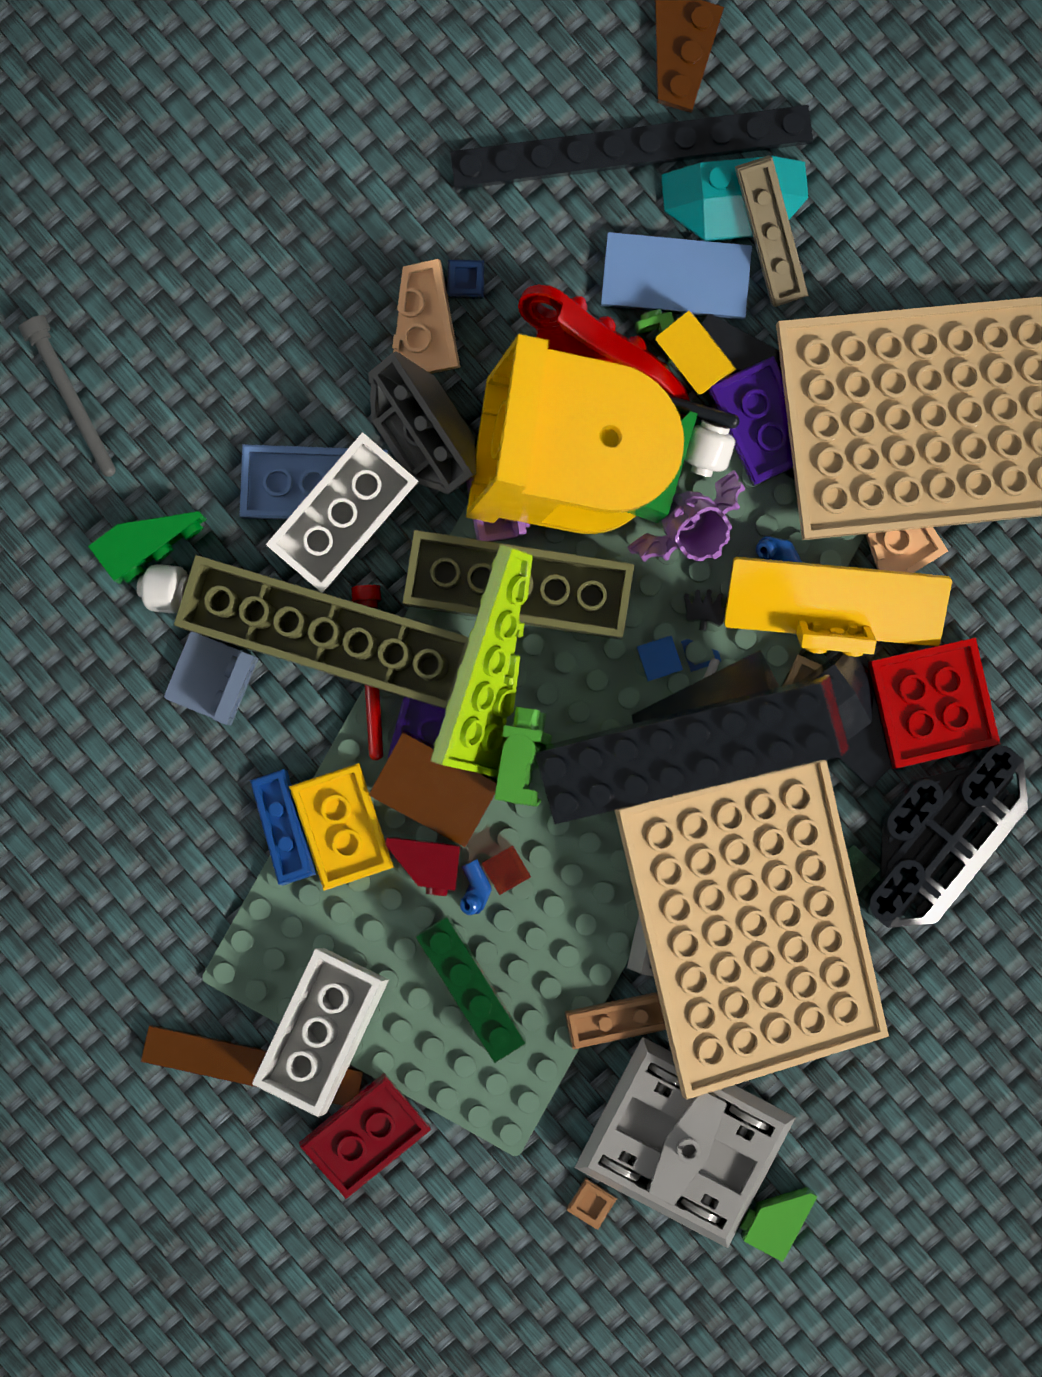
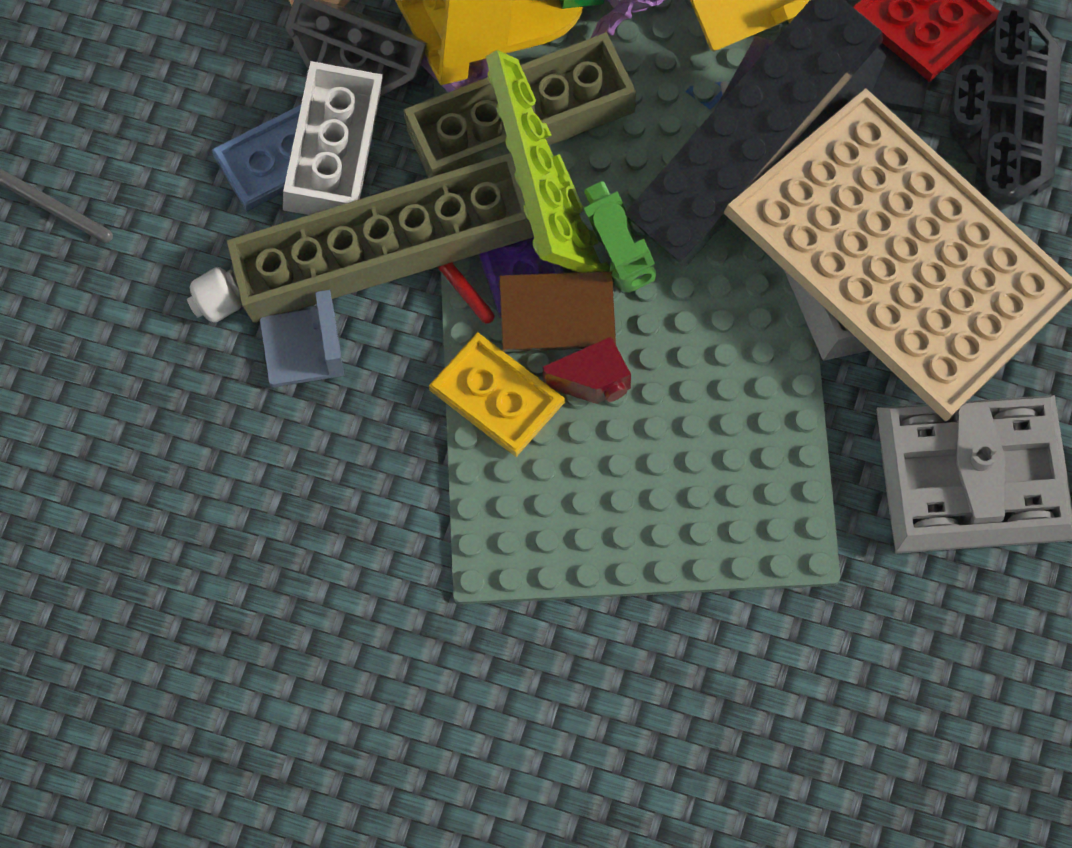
camera: 30 degrees left, 20 degrees down
(134, 544) = (166, 274): green slope -> none
(221, 1059) = (549, 647): reddish brown tile -> none
(282, 827) = (445, 426): blue tile -> none
(320, 1031) = (592, 565): white brick -> none
(365, 1135) = (692, 643): dark red tile -> none
(471, 989) = (700, 451): dark green brick -> none
(477, 891) = (650, 372): blue arm -> none
(506, 870) = (663, 344): clear red tile -> none
(591, 1203) = (932, 581): medium nougat tile -> none
(615, 1020) = (849, 407): medium nougat tile -> none
(659, 658) = (677, 107): blue tile -> none
(706, 611) = (689, 52): black piece -> none

